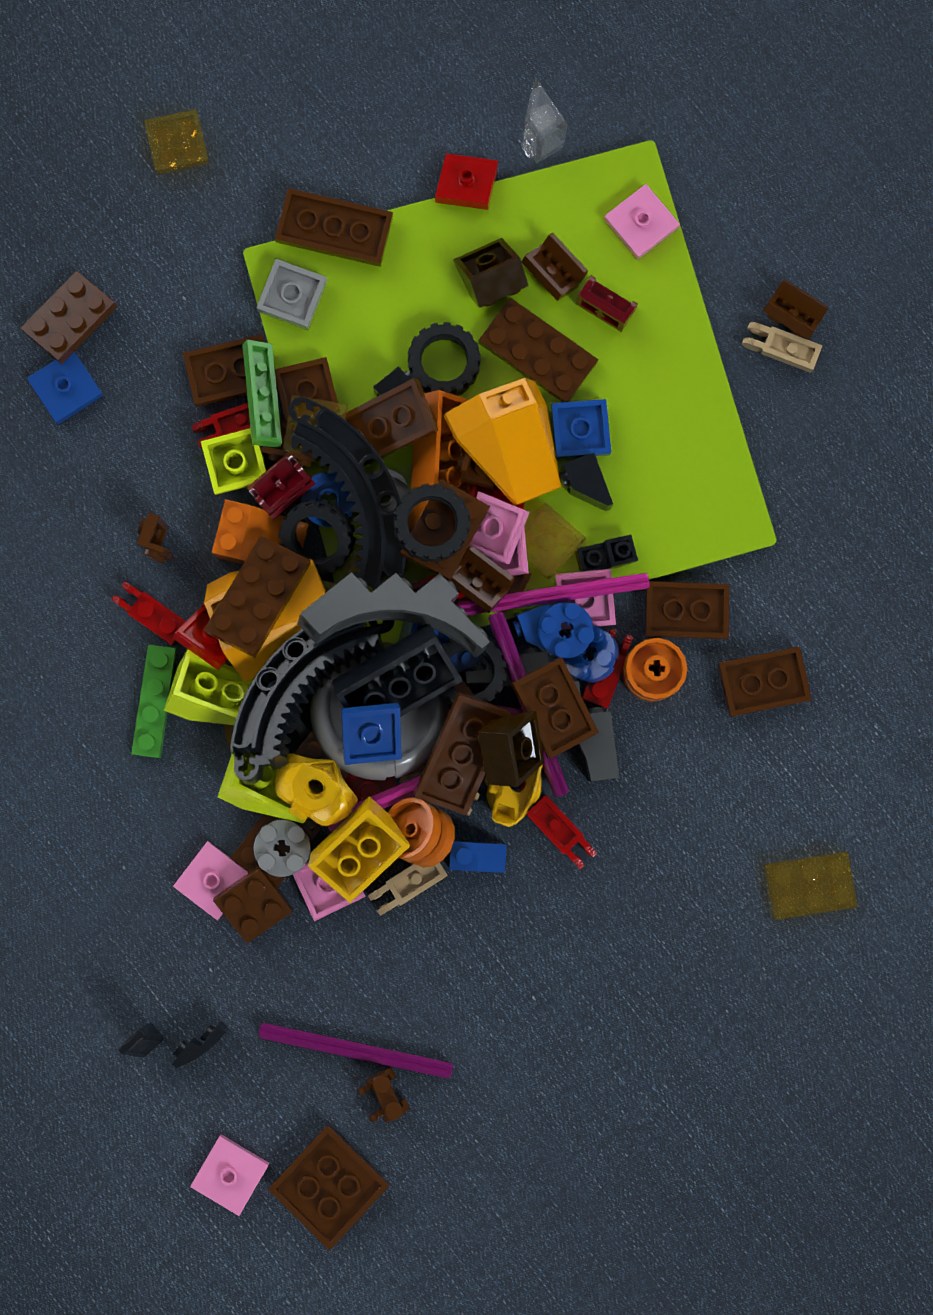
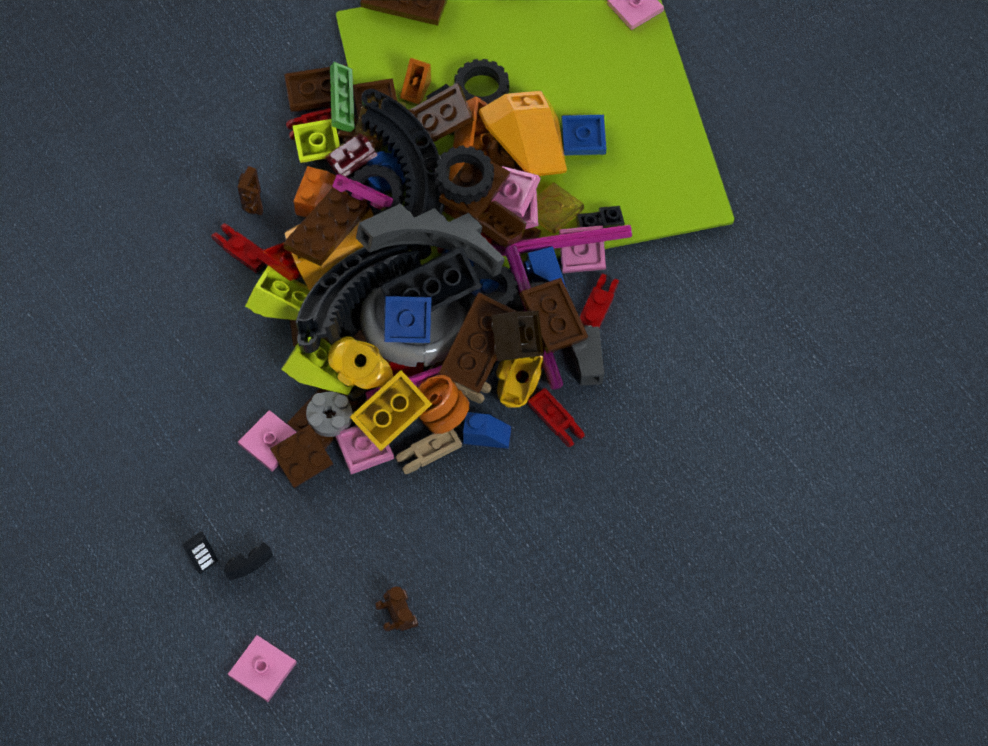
camera: 10 degrees right, 20 degrees down
(65, 387) = (193, 94): blue plate -> none
(68, 317) = (201, 49): reddish brown plate -> none
(154, 694) = (235, 311): bright green plate -> none
(291, 294) = (370, 38): light grey plate -> none
(301, 542) = (362, 192): none -> dark pink hinge
(329, 1186) = (345, 680): reddish brown plate -> none
(355, 1050) = (376, 575): magenta axle -> none
(357, 361) = (416, 81): none -> orange slope
(491, 272) = (521, 31): dark brown slope -> none
(538, 351) = (561, 87): reddish brown plate -> none
(550, 625) = (565, 252): blue plate -> none
(555, 267) = (569, 28): reddish brown bracket -> none
(586, 481) = (586, 169): black slope -> none
(603, 659) = (595, 287): blue plate -> none
(605, 304) = (605, 56): dark red hinge -> none
(669, 663) = (635, 301): orange wheel -> none
(687, 610) = (662, 264): reddish brown plate -> none
(764, 681) = (723, 317): reddish brown plate -> none
(783, 346) = (740, 90): tan hinge -> none
(795, 309) = (751, 65): reddish brown bracket -> none
(810, 885) = (759, 469): clear yellow plate -> none

